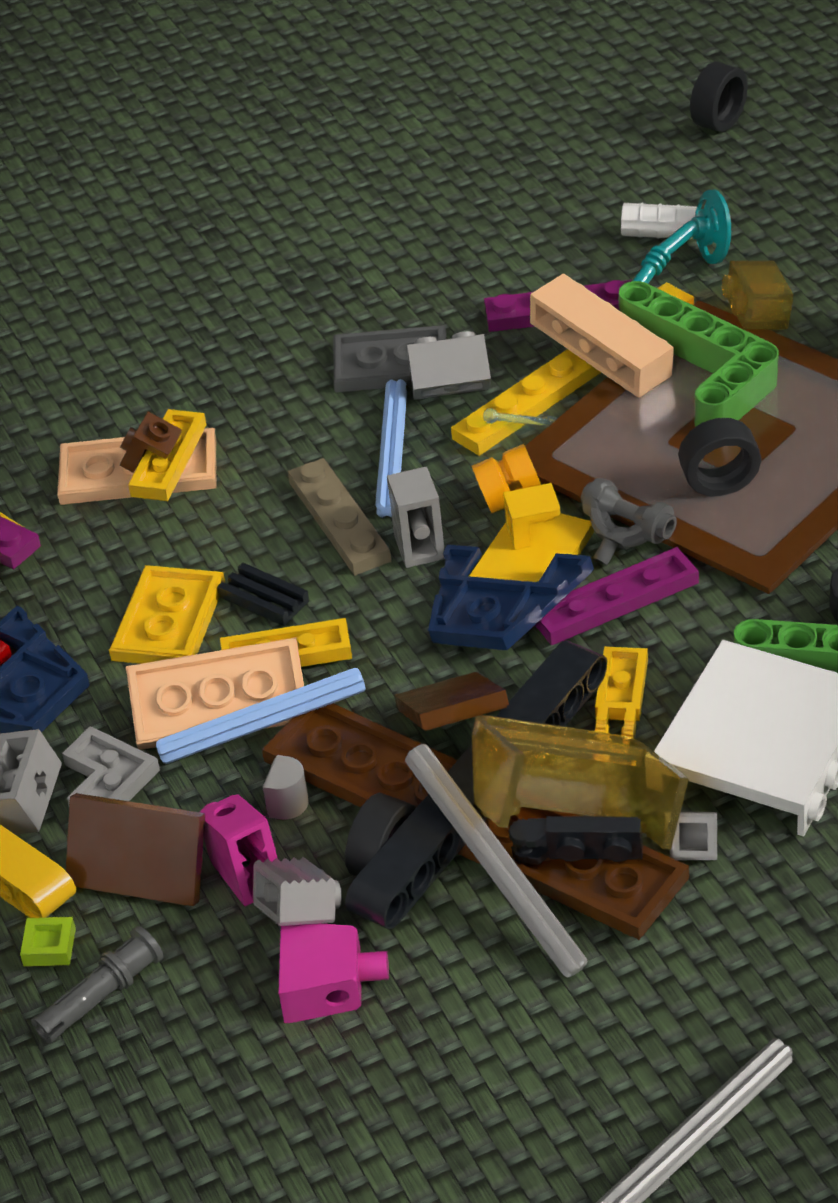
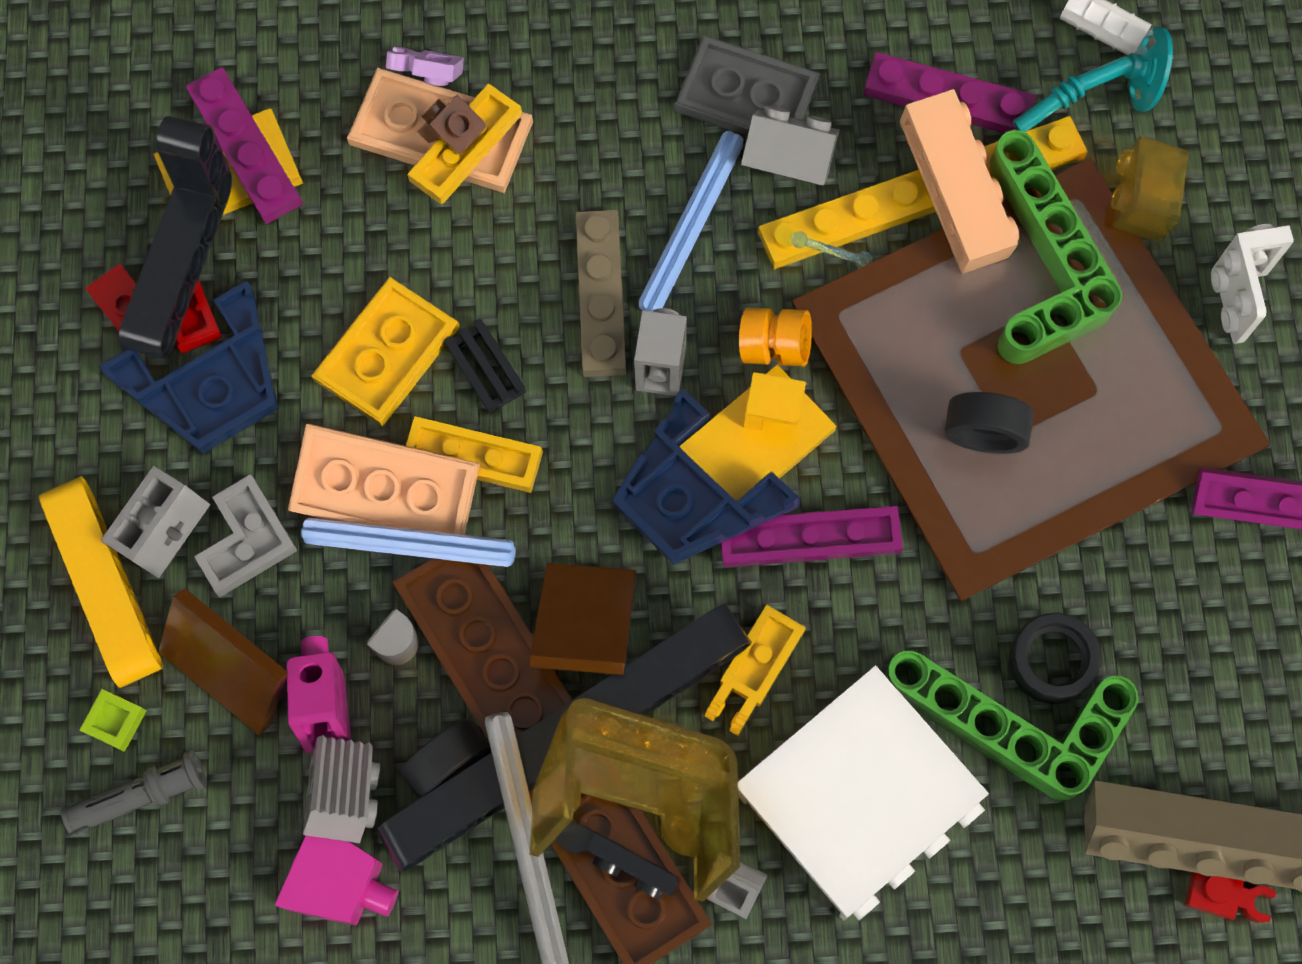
camera: 20 degrees right, 30 degrees up
(109, 424) = (433, 66): none -> lavender plate
(652, 522) = (853, 417): dark grey piece -> none

